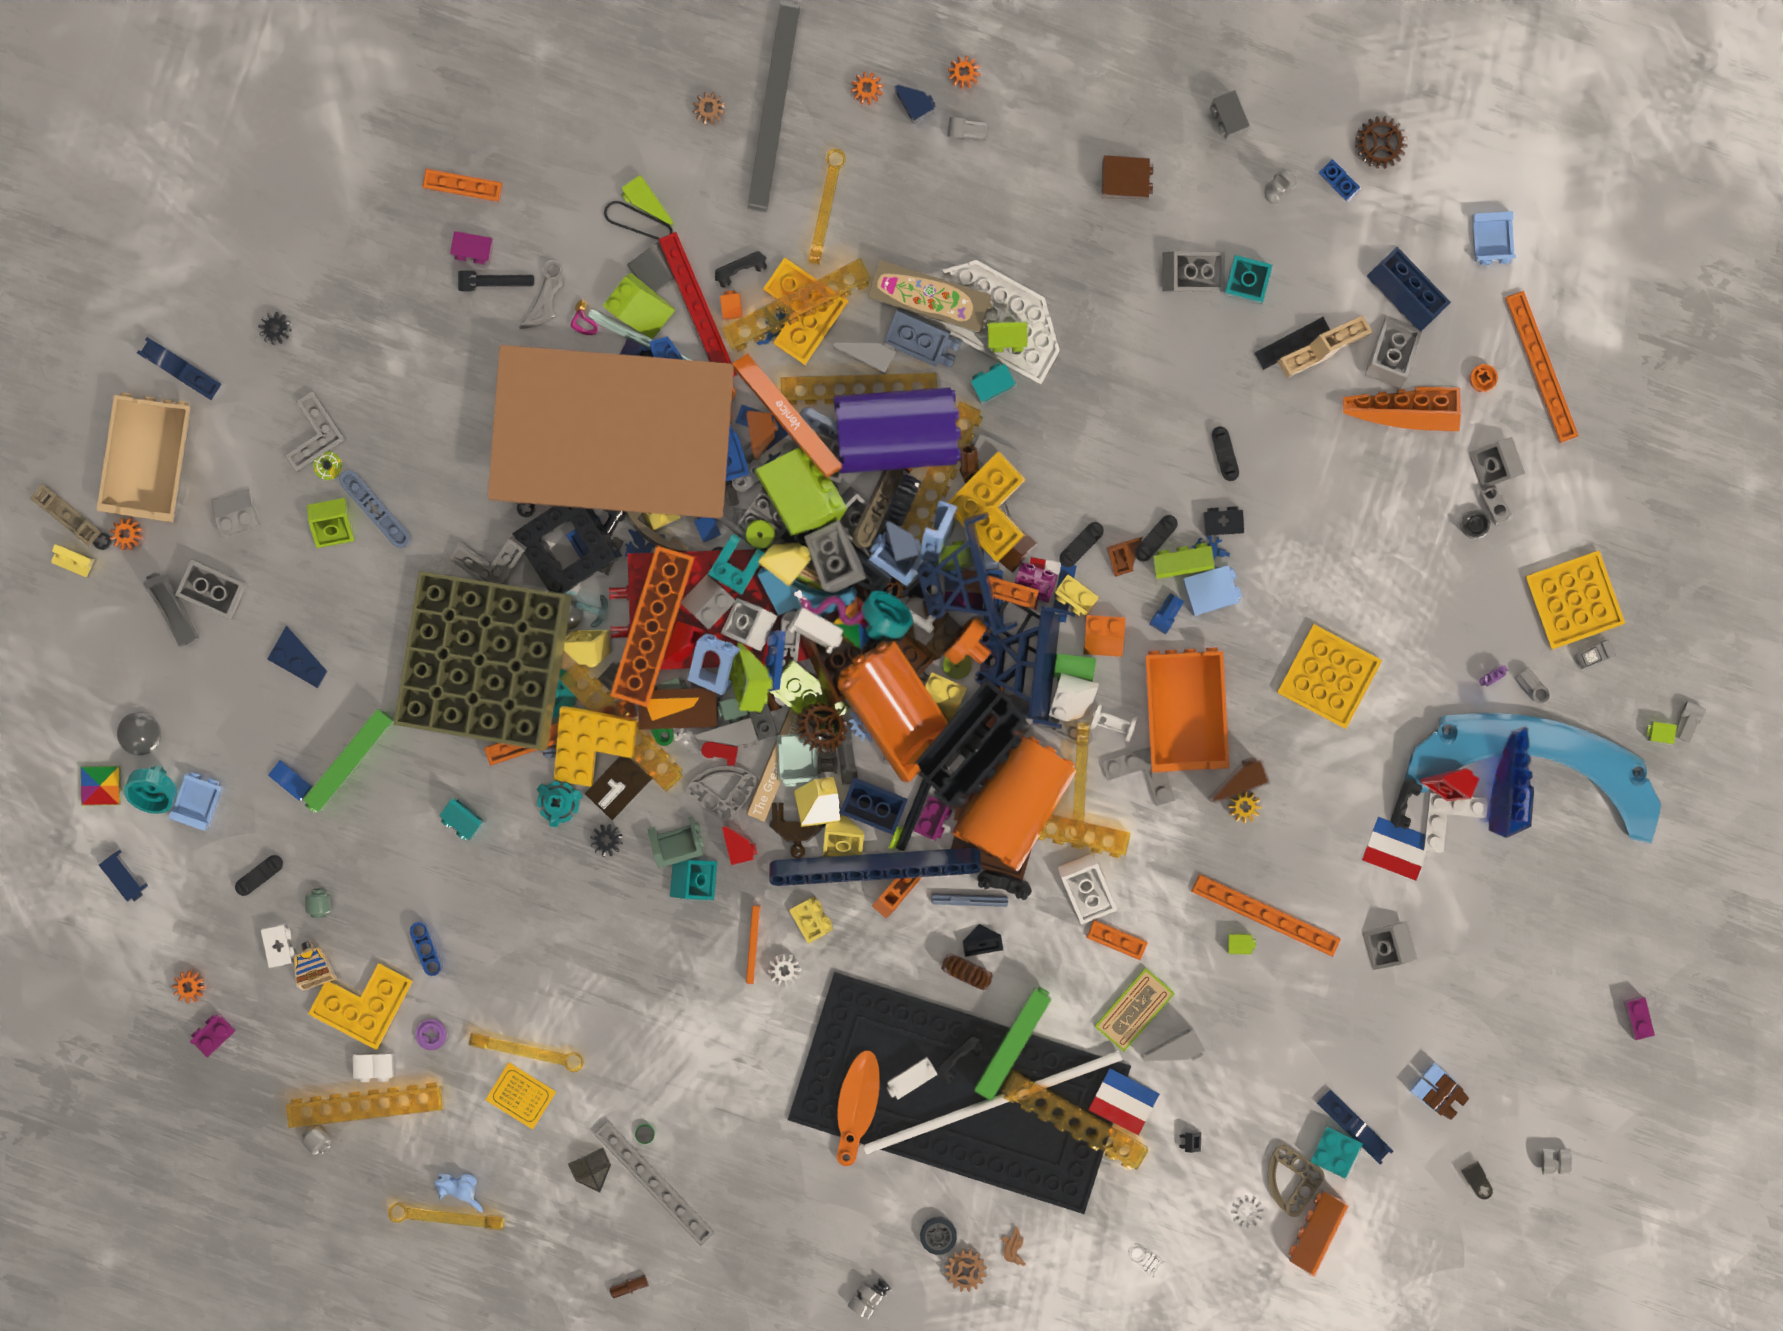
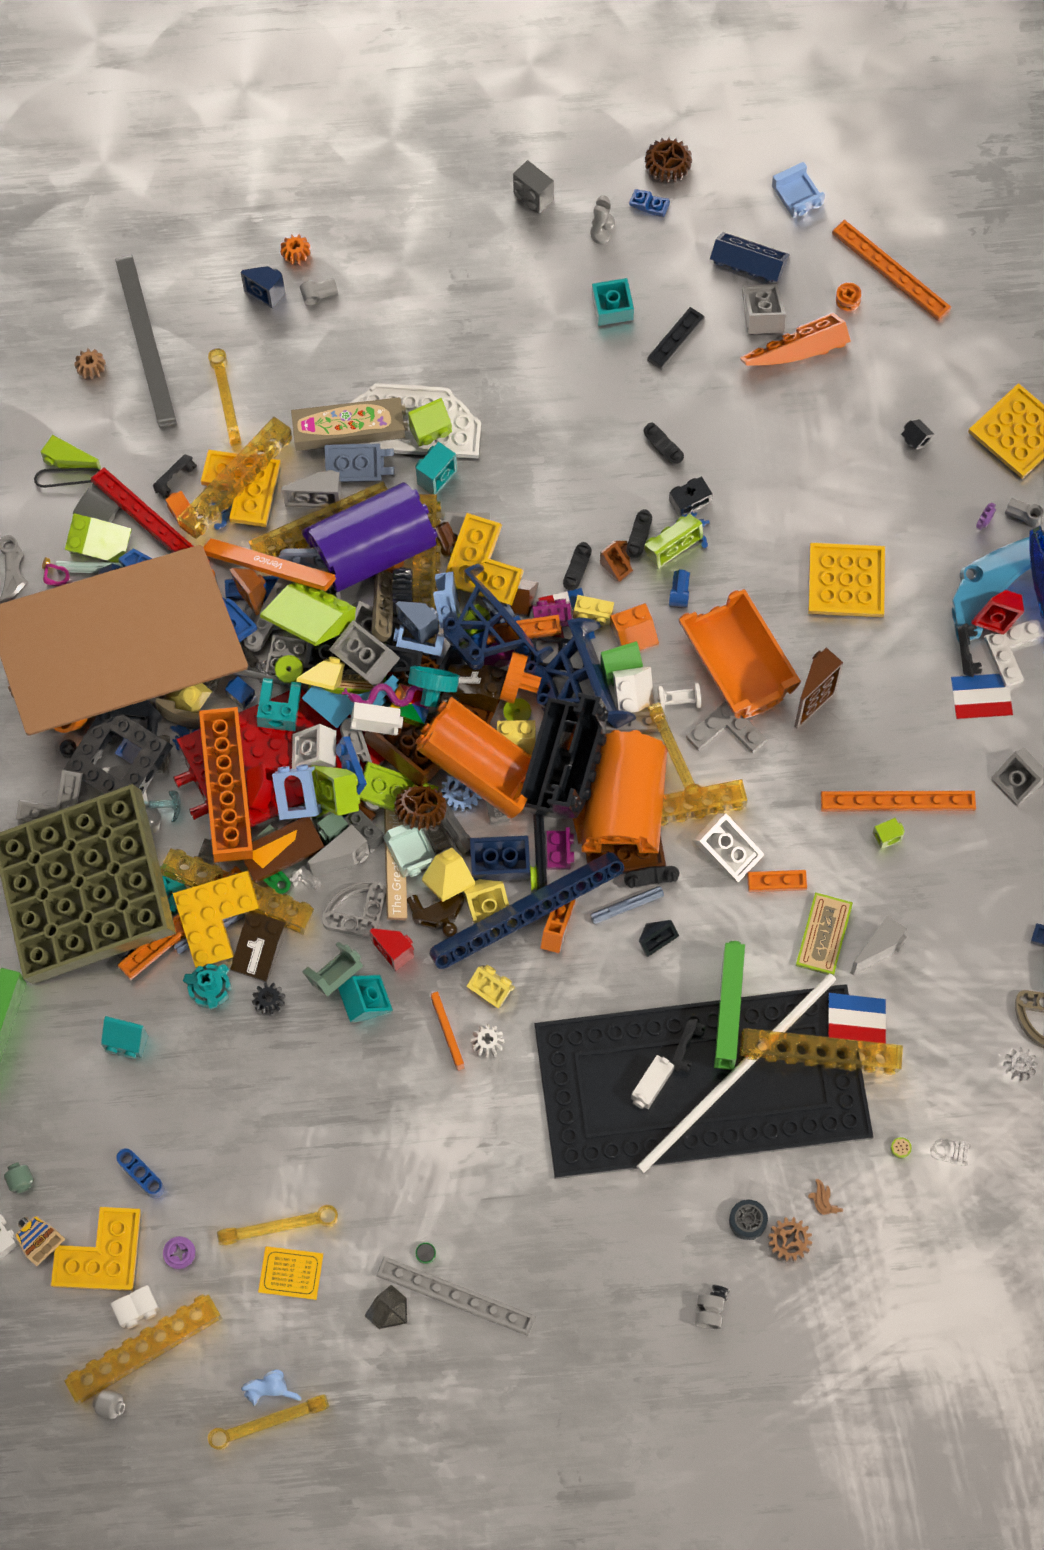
camera: 20 degrees left, 20 degrees down
(588, 646) = (178, 833): light yellow slope -> none
(629, 1286) = (476, 1406): reddish brown axle -> none
(707, 601) = (268, 745): light grey slope -> none
(713, 749) = (338, 875): red leg -> none
(857, 1104) = (613, 1131): orange plant -> none
(874, 86) = (218, 294): orange gear -> none
(967, 971) = (655, 963): reddish brown gear -> none
(1104, 1234) = (901, 1147): none -> tile
(1126, 177) = (469, 269): reddish brown slope -> none
(1192, 1142) = (938, 1025): black tile -> none
(1193, 271) = (562, 317): light grey slope -> none
(1212, 590) = (708, 553): light blue panel -> none
(1239, 811) = (827, 721): yellow gear -> none
(1324, 346) = (703, 323): tan bracket -> none
(1472, 558) = (917, 434): none -> black brick
(1475, 524) = (904, 407): dark grey hair -> none
(1495, 505) = (913, 386): light grey leg -> none
(1497, 462) = (895, 353): light grey slope -> none

